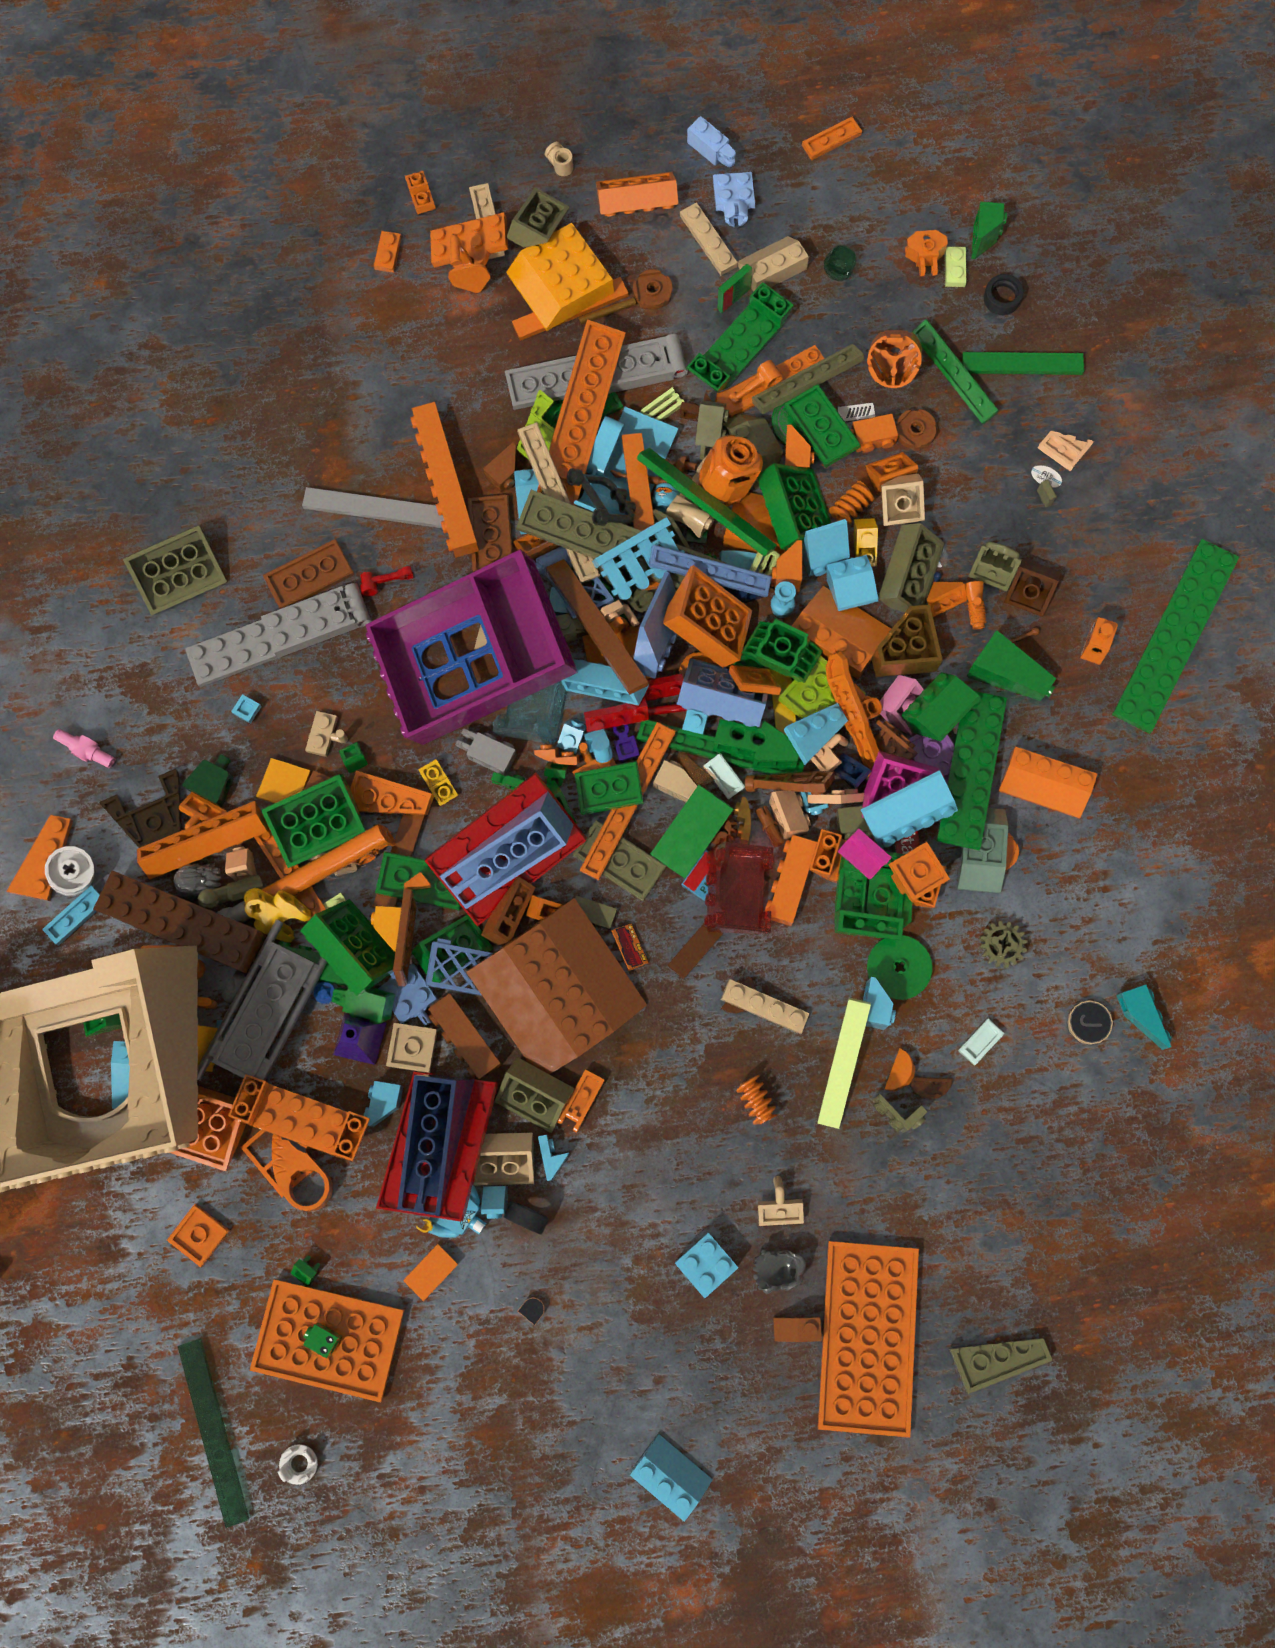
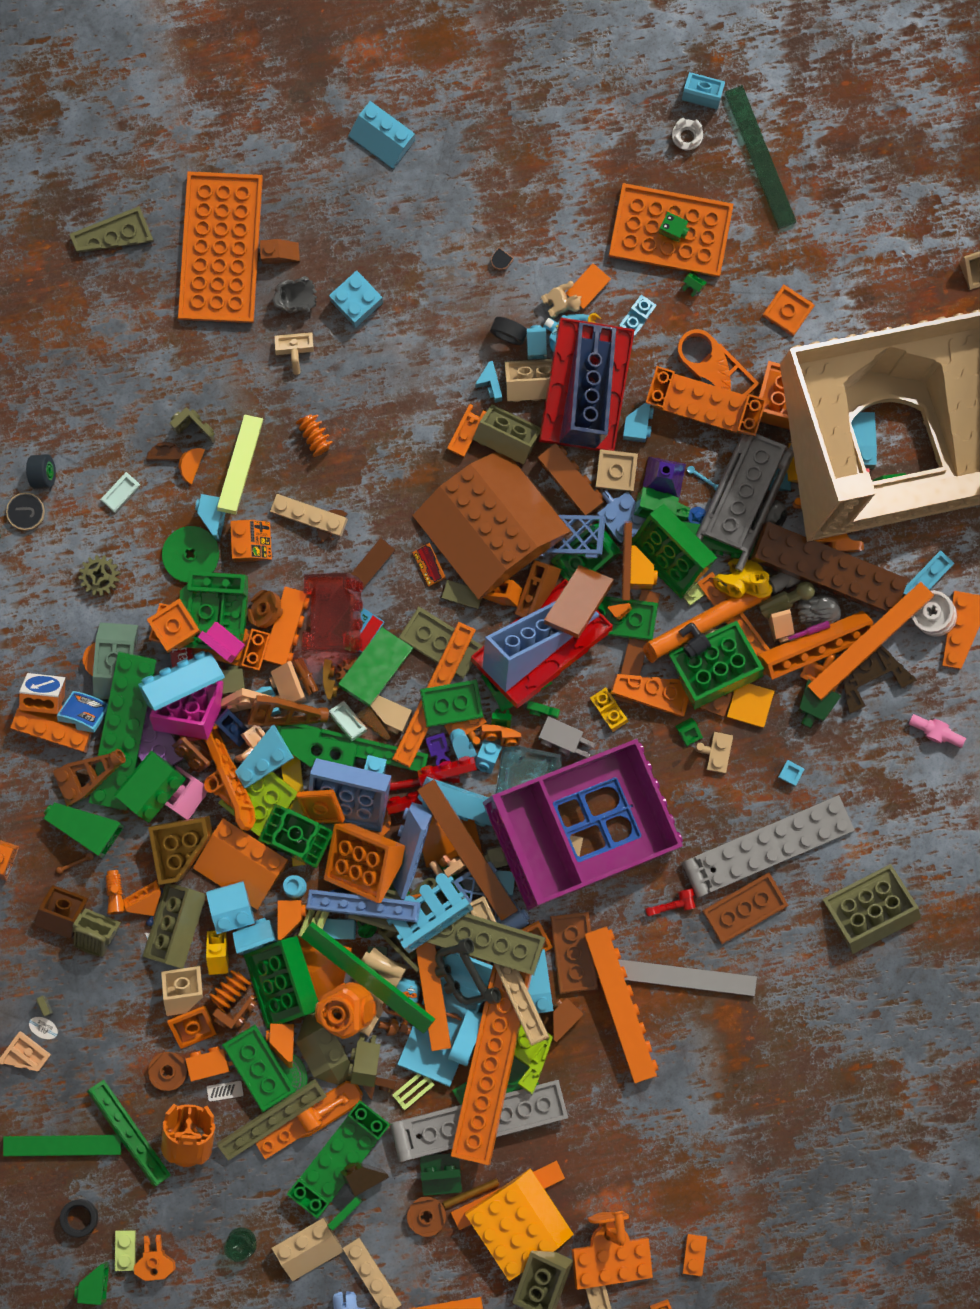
camera: 175 degrees right, 5 degrees up
(140, 839) = (871, 641): none -> orange tile
(207, 855) = (811, 630): none -> magenta piece
(273, 1523) = (703, 90): none -> medium azure slope
(327, 1047) = (691, 470): none -> medium azure hinge
(332, 837) = (697, 644): none -> black piece
(375, 1233) = (638, 314): none -> medium azure slope
(461, 889) = (578, 601): none -> tile
(464, 1254) = (559, 299): none -> tan animal
(638, 324) = (440, 1174): none -> dark green bracket
(714, 322) = (362, 1177): none -> dark brown slope
(805, 898) = (273, 610): none -> dark orange plate
(831, 979) = (250, 540): none -> orange slope
(851, 470) = (225, 1020): none -> dark orange bracket
(1016, 791) = (83, 711): none -> slope
(1027, 715) = (68, 780): none -> dark orange plate
(1063, 810) = (42, 693): none -> piece
(1075, 1066) = (40, 471): none -> black wheel

